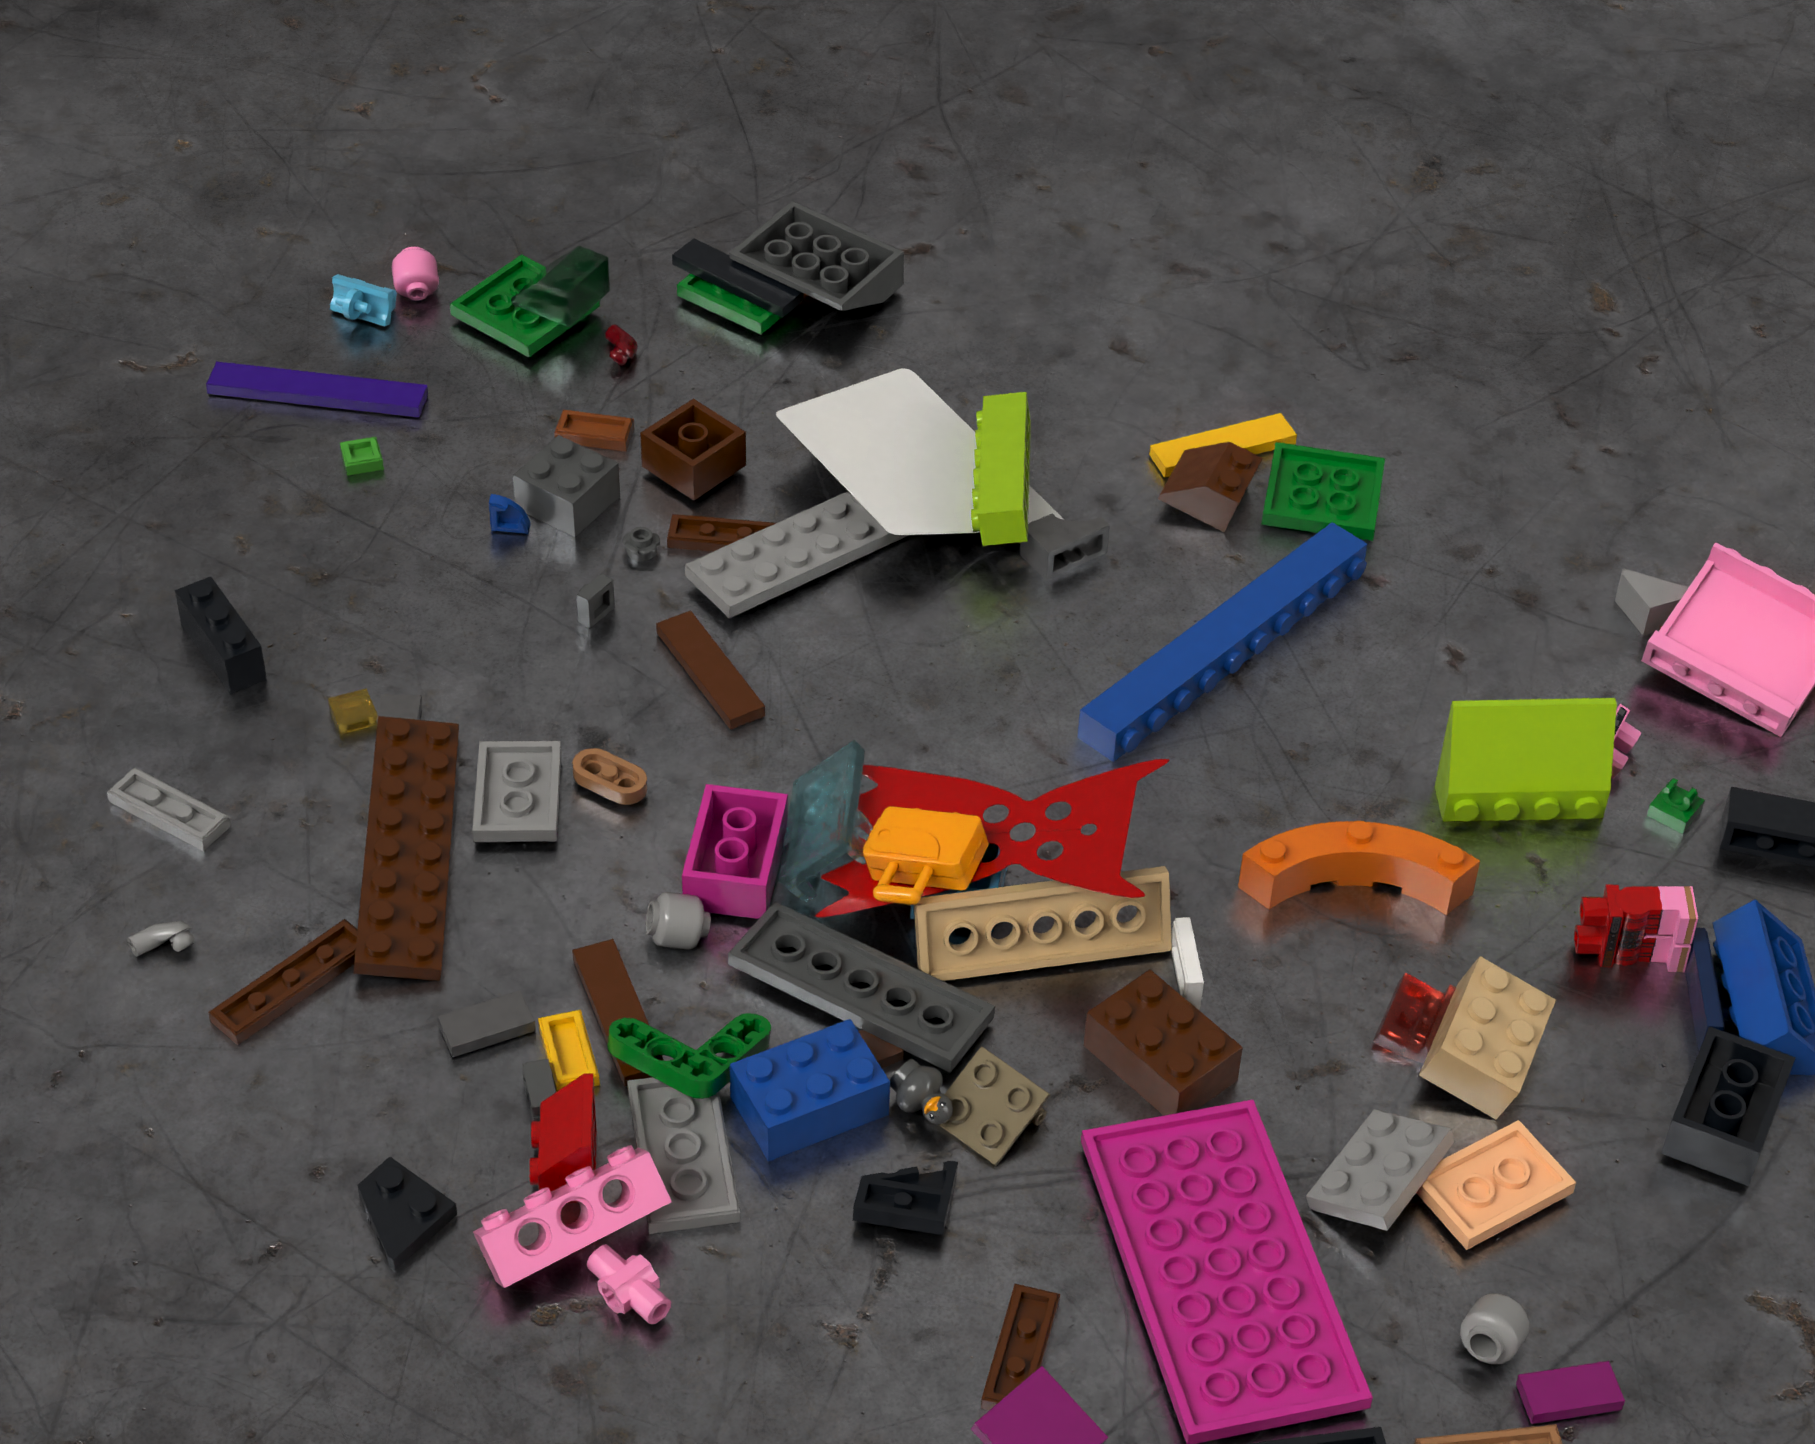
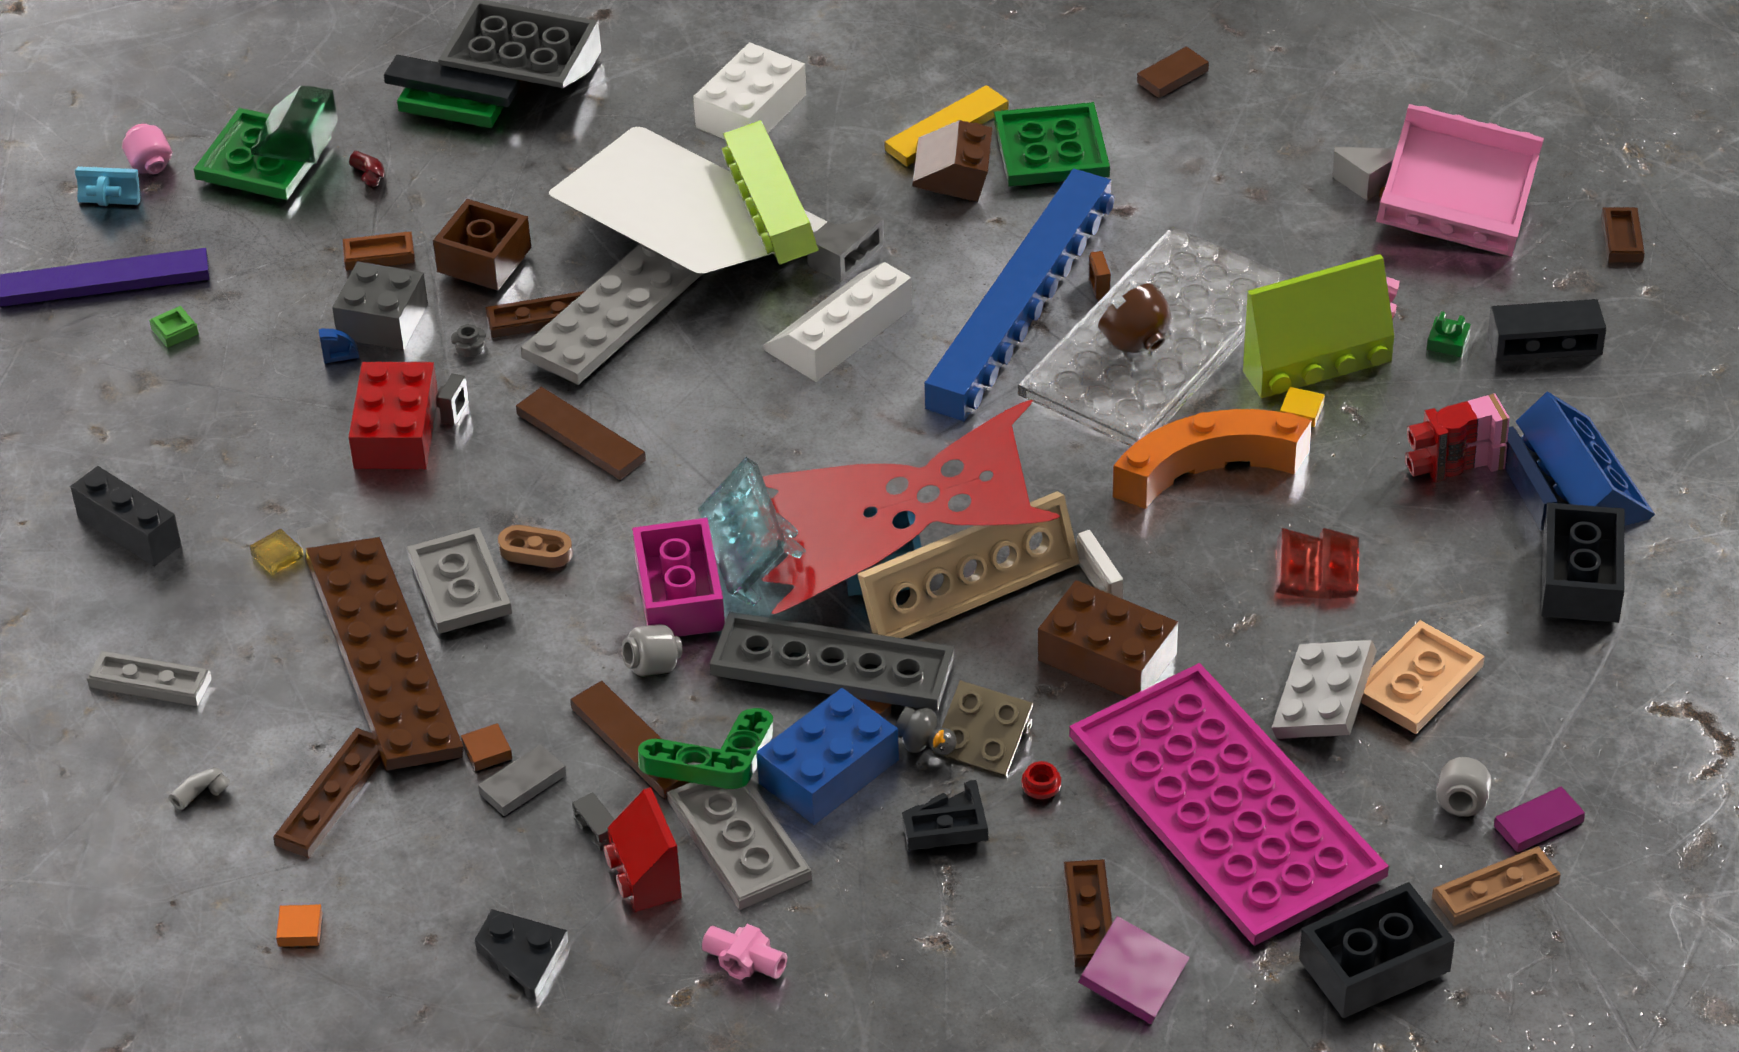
camera: 15 degrees left, 0 degrees up
(191, 1115) = (299, 925): none -> orange tile
(466, 977) = (486, 747): none -> dark orange tile
(527, 602) = (393, 415): none -> red brick
(567, 1047) = (600, 775): yellow tile -> none
(640, 1195) = (727, 875): bright pink brick -> none
(923, 851) = (849, 532): light orange piece -> none
(1028, 1174) = (1041, 780): none -> red plate
(1029, 624) = (844, 321): none -> white slope
(1035, 358) = (750, 89): none -> white brick
(1316, 643) = (1099, 274): none -> dark orange tile
(1332, 703) = (1138, 322): none -> reddish brown cylinder
(1345, 725) = (1141, 391): none -> clear plate
(1483, 842) = (1303, 404): none -> yellow tile
(1484, 447) = (1172, 72): none -> reddish brown tile
(1488, 1038) = (1371, 561): tan brick -> none

